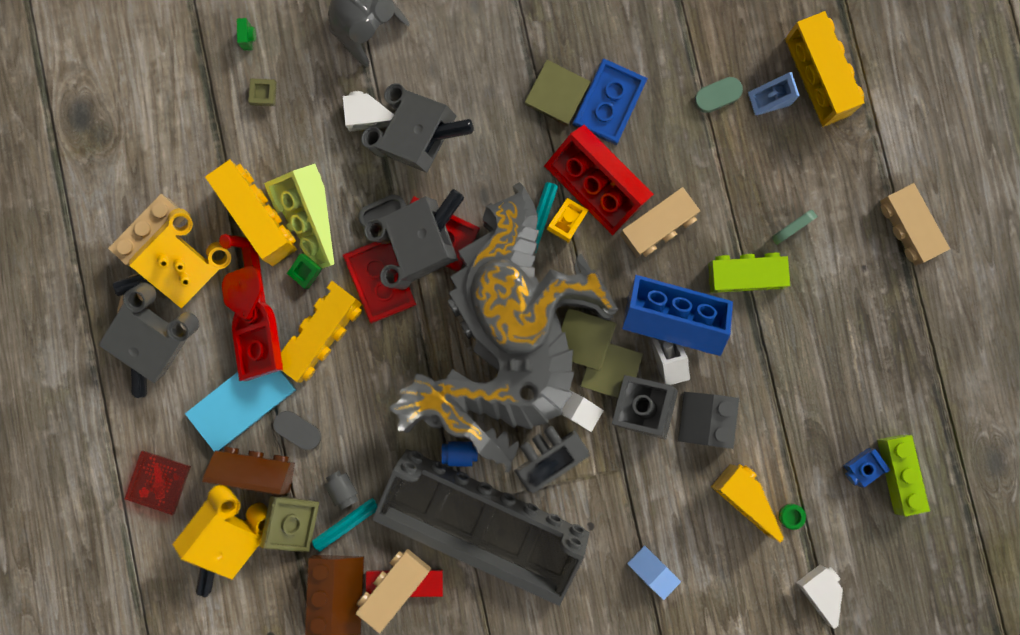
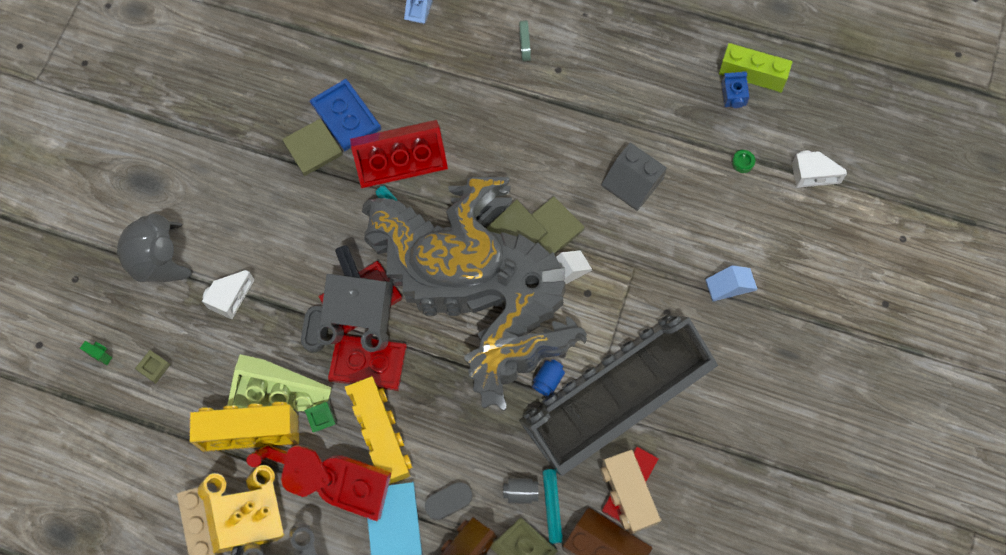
camera: 55 degrees left, 15 degrees down
(415, 129) = (267, 259): dark grey piece -> none
(552, 461) = (598, 299): dark grey piece -> none
(567, 220) = (416, 193): yellow slope -> none
(645, 407) = (596, 214): dark grey slope -> none
(660, 223) = (461, 128): tan brick -> none
(671, 361) = (568, 177): white slope -> none
(678, 315) = (541, 150): blue brick -> none
(718, 94) = (392, 39): sand green tile -> none
(746, 495) = (713, 178): yellow slope -> none
(748, 273) = (539, 89): lime brick -> none

